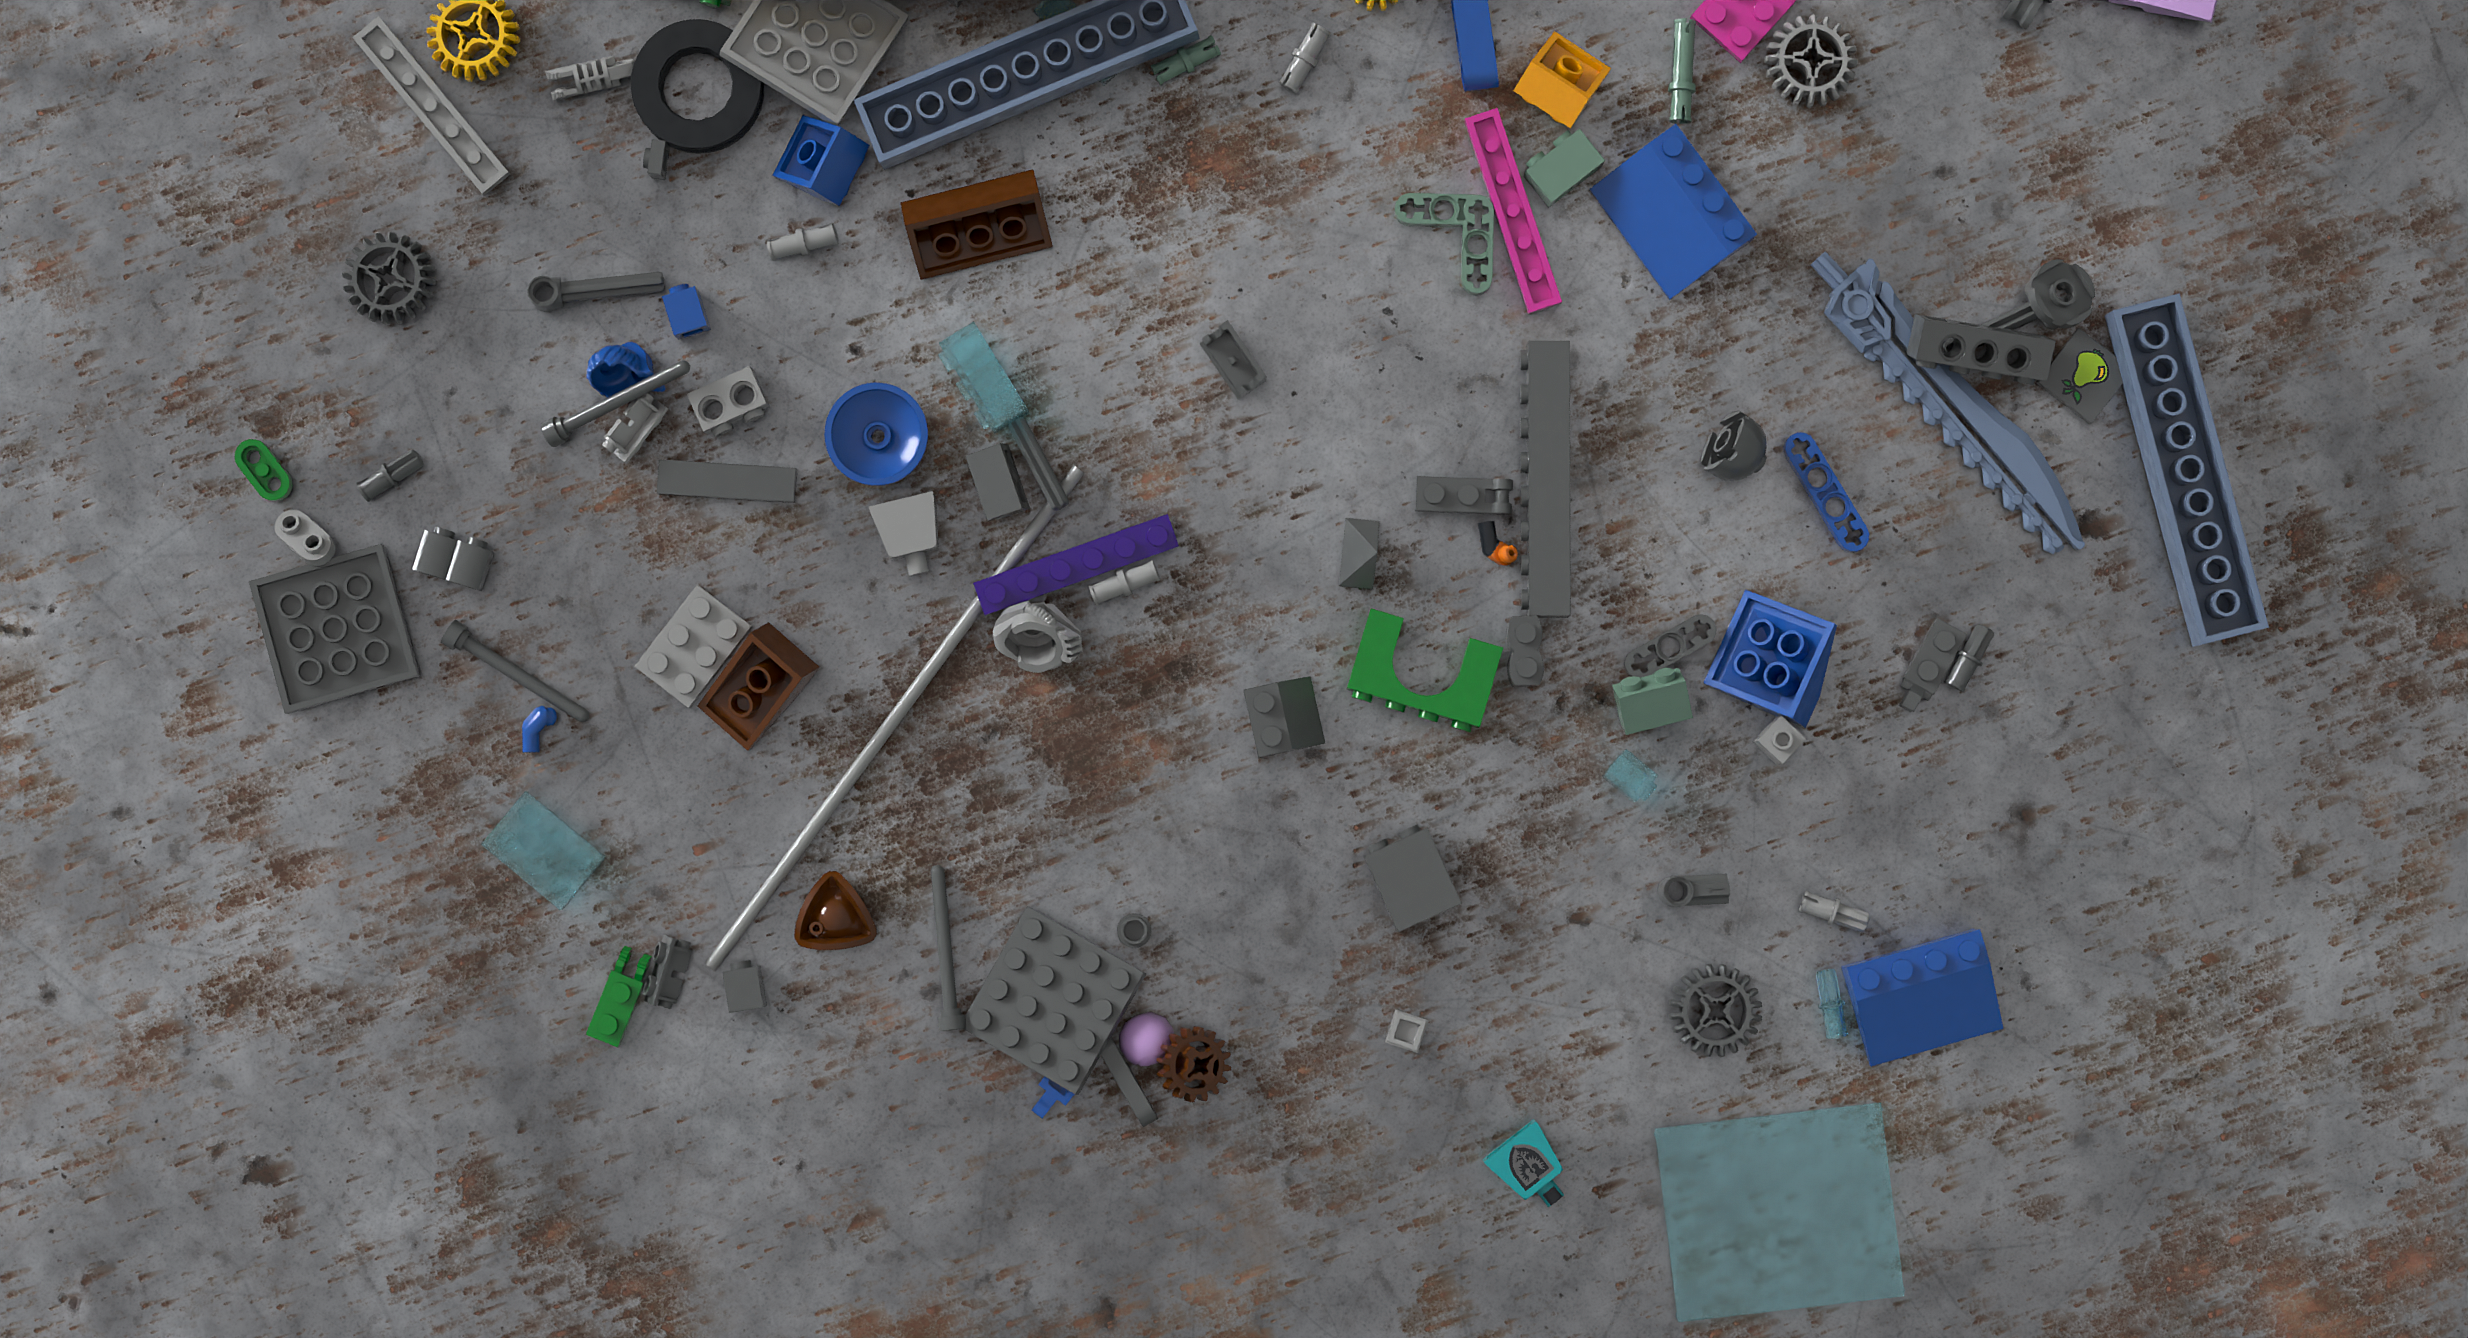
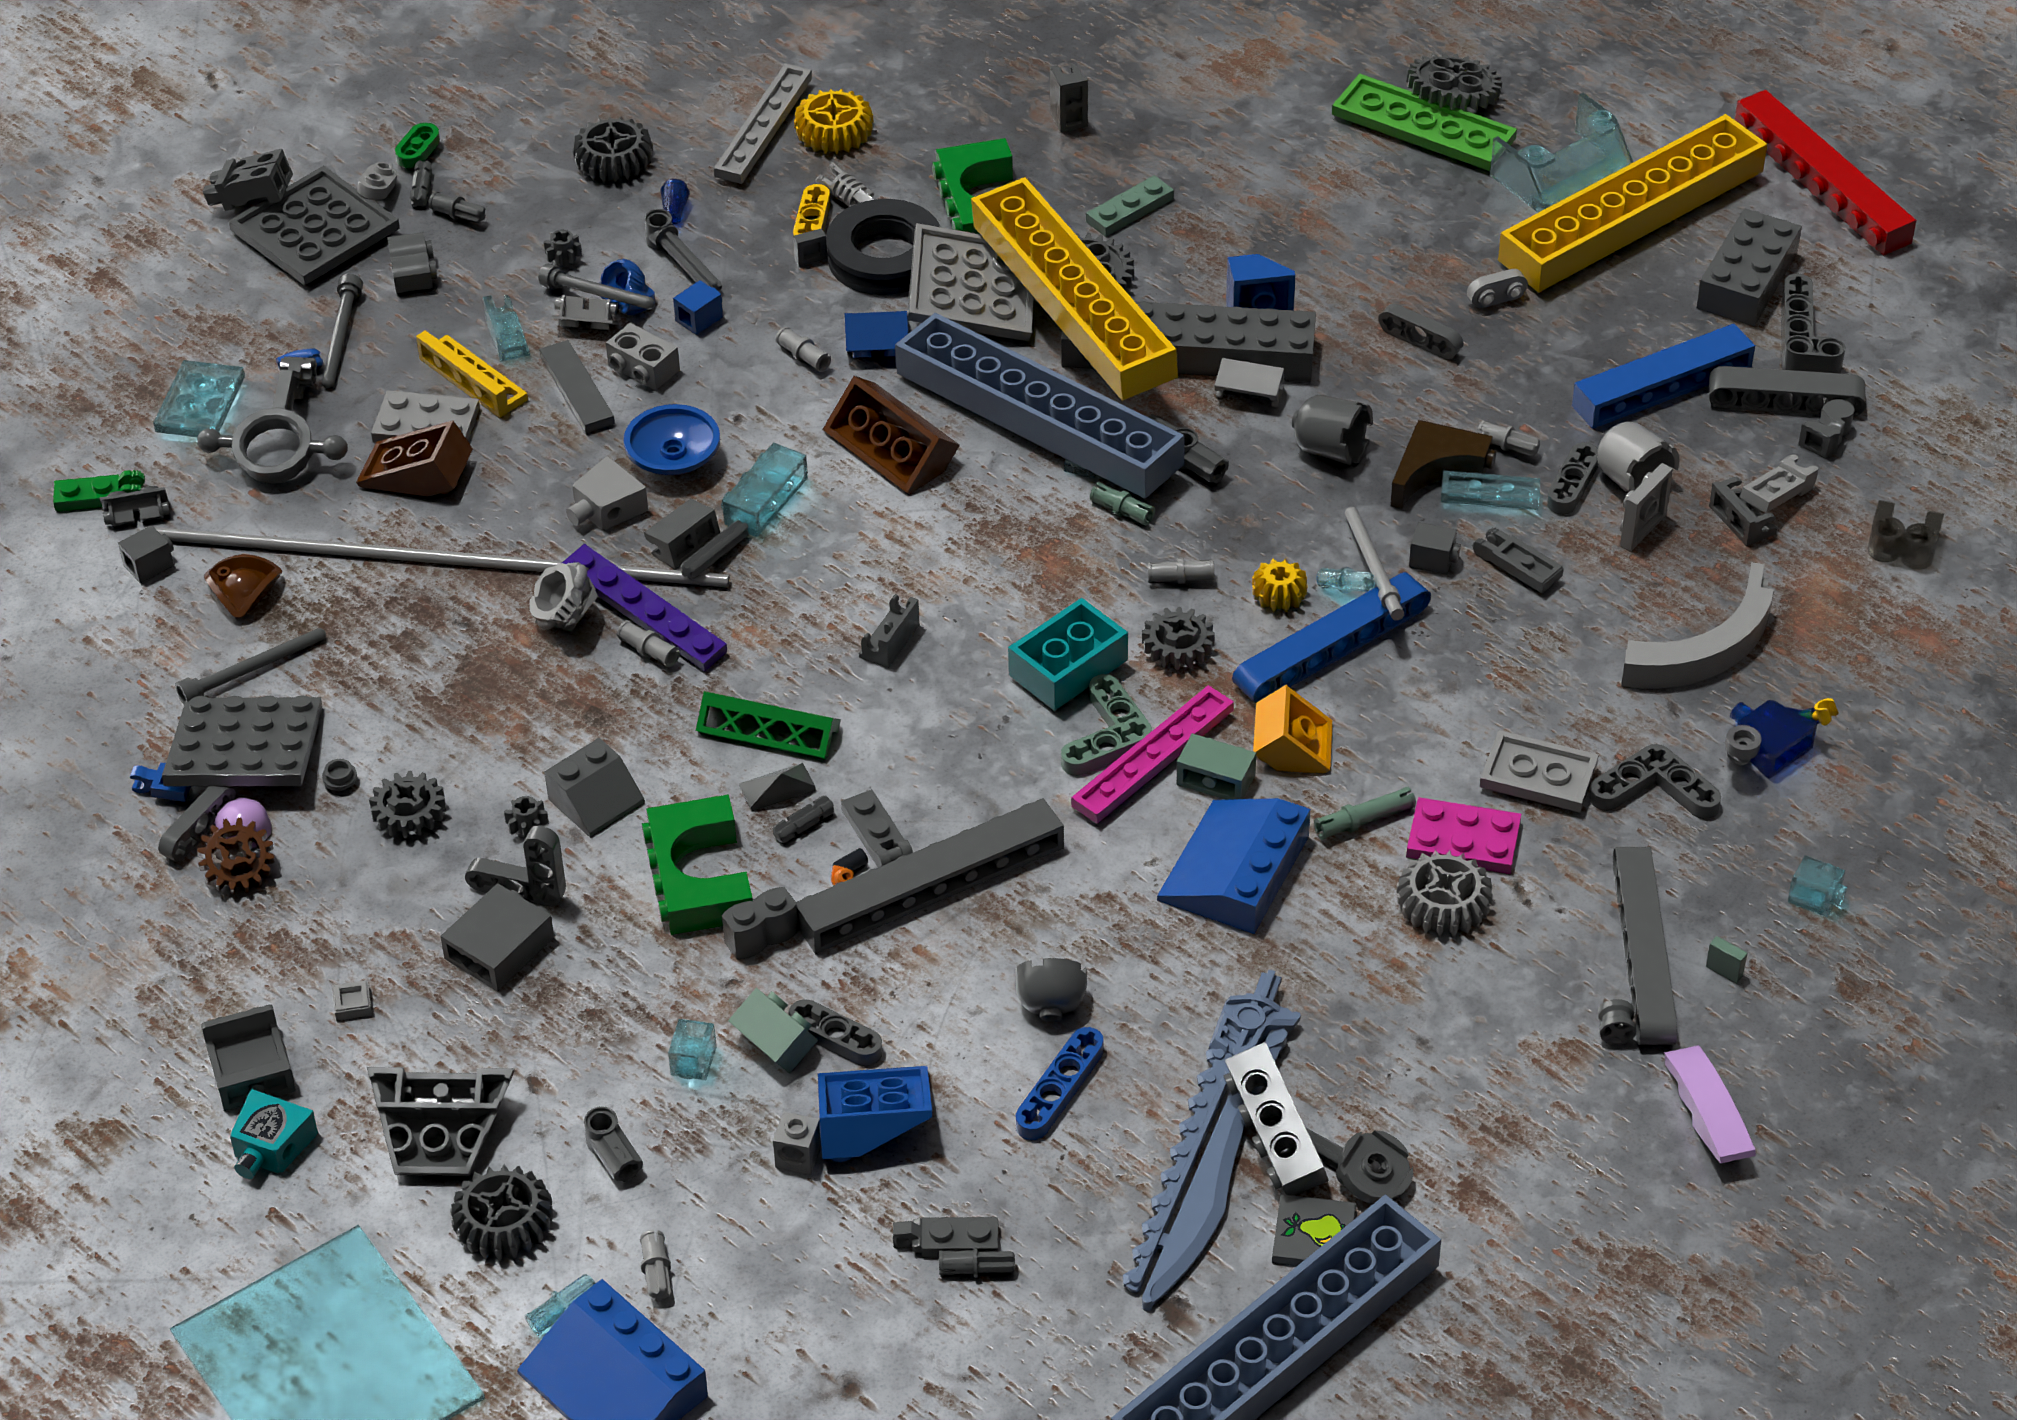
camera: 60 degrees right, 40 degrees down
(238, 668) = (249, 179): none -> dark grey hips
(325, 493) = (421, 184): none -> dark grey axle
(505, 256) = (674, 198): none -> clear blue cone
(511, 395) = (562, 248): none -> dark grey gear
(565, 742) = (293, 377): none -> dark grey piece
(591, 110) = (808, 208): none -> yellow beam
(609, 512) = (505, 329): none -> clear light blue hinge
(653, 584) = (469, 373): none -> yellow fence
(1204, 870) = (407, 804): none -> dark grey gear
(1274, 793) = (524, 815): none -> dark grey gear
(1280, 519) = (772, 712): none -> green fence
(1356, 834) = (486, 873): none -> dark grey beam
(1362, 220) = (1067, 653): none -> teal brick
(1398, 122) = (1178, 638): none -> dark grey gear
(1415, 551) = (803, 819): none -> dark grey axle
(1429, 1146) = (247, 1055): none -> dark grey panel
(1588, 1018) = (437, 1119): none -> dark grey wedge

